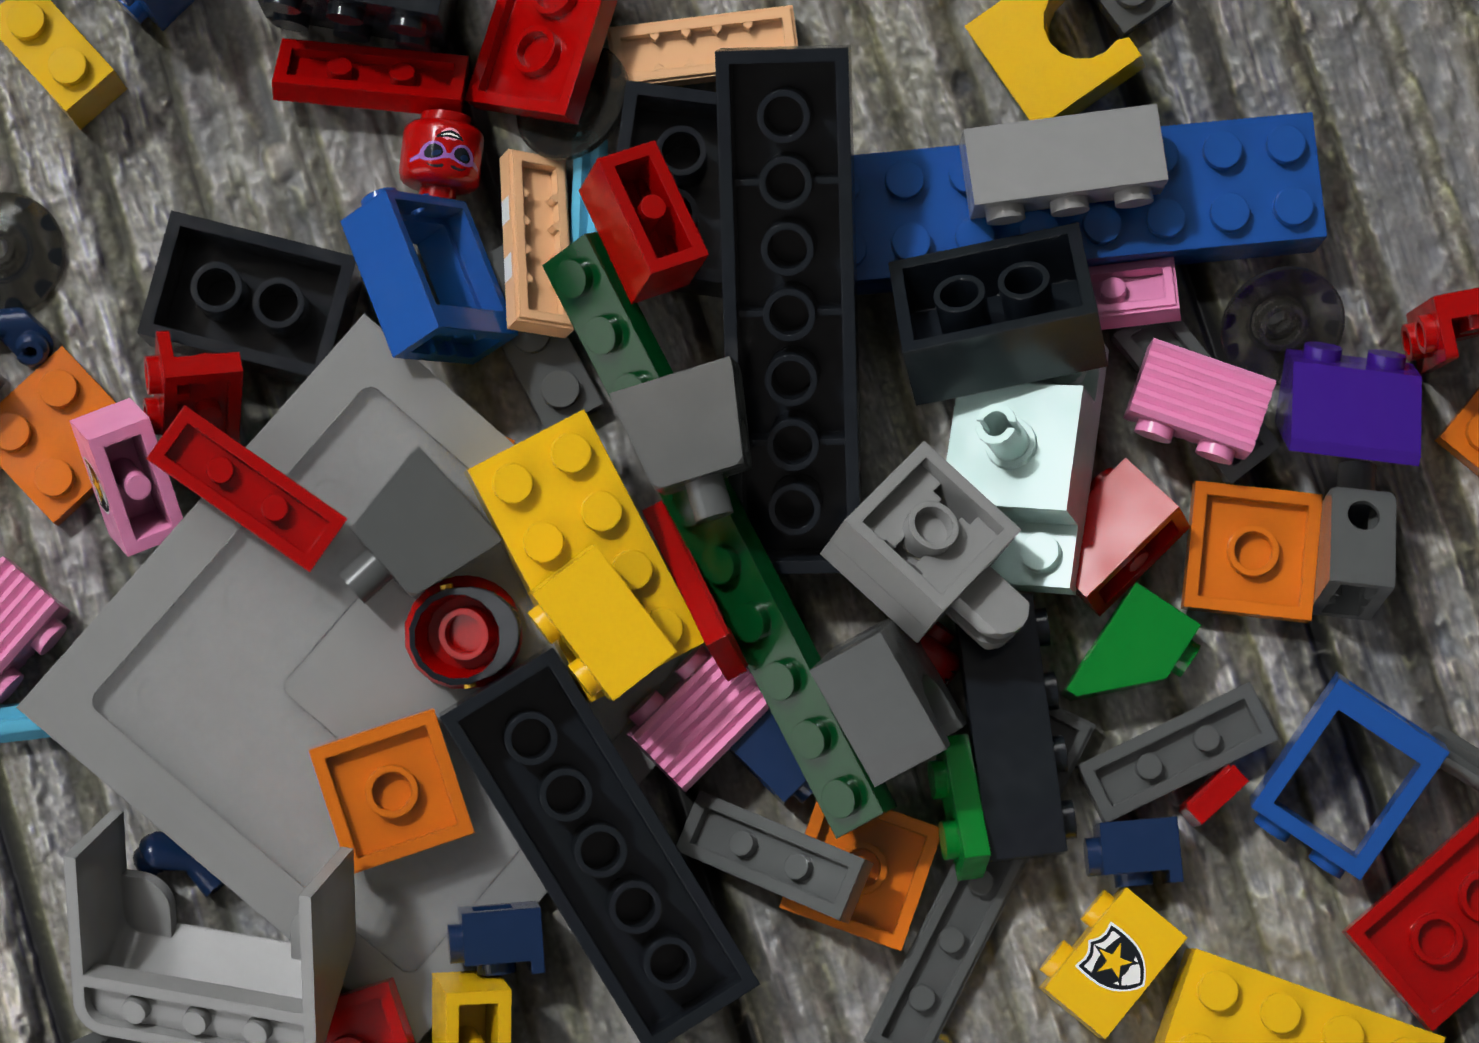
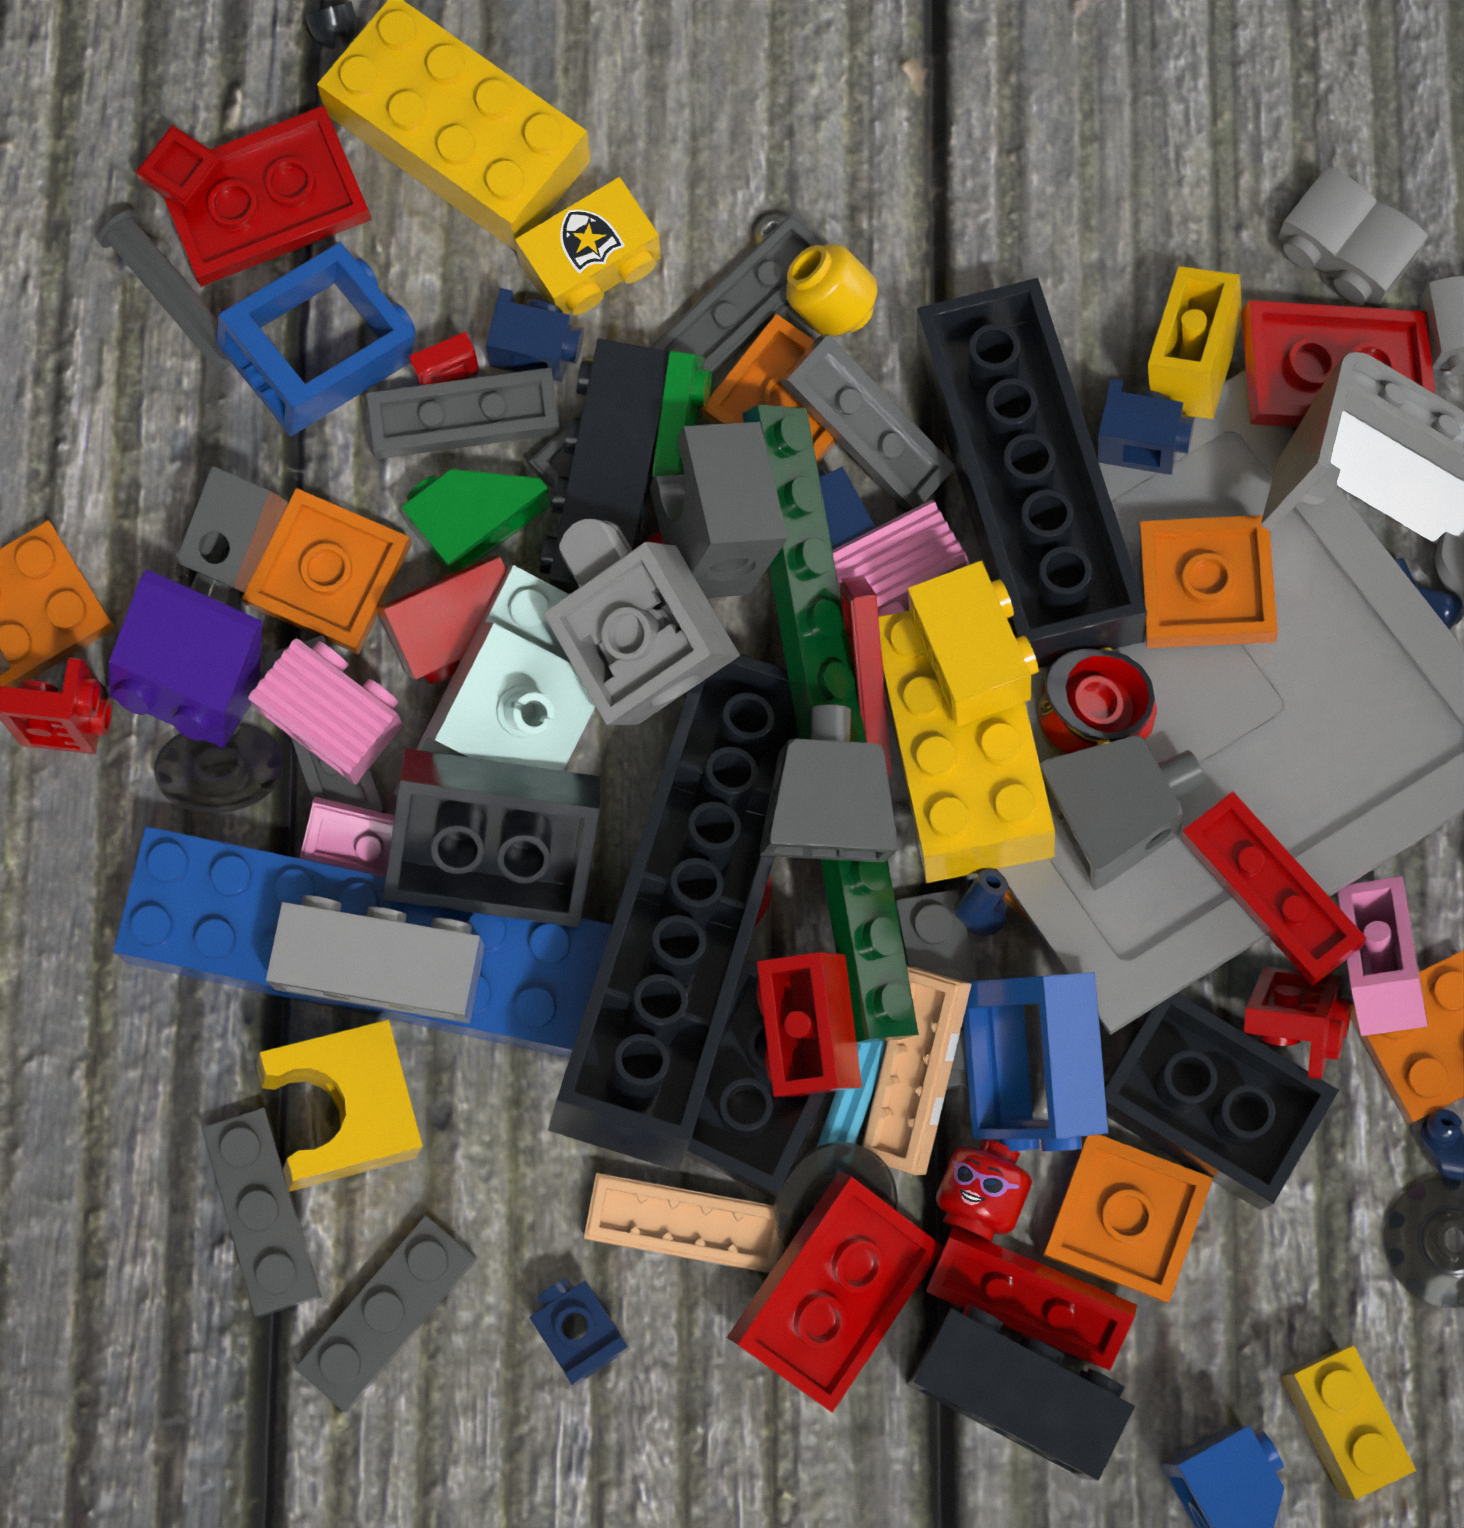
camera: 160 degrees left, 5 degrees down
(302, 174) = (1127, 1217): none -> orange plate
(519, 415) = (982, 903): none -> dark blue arm
(853, 991) = (831, 289): none -> yellow head

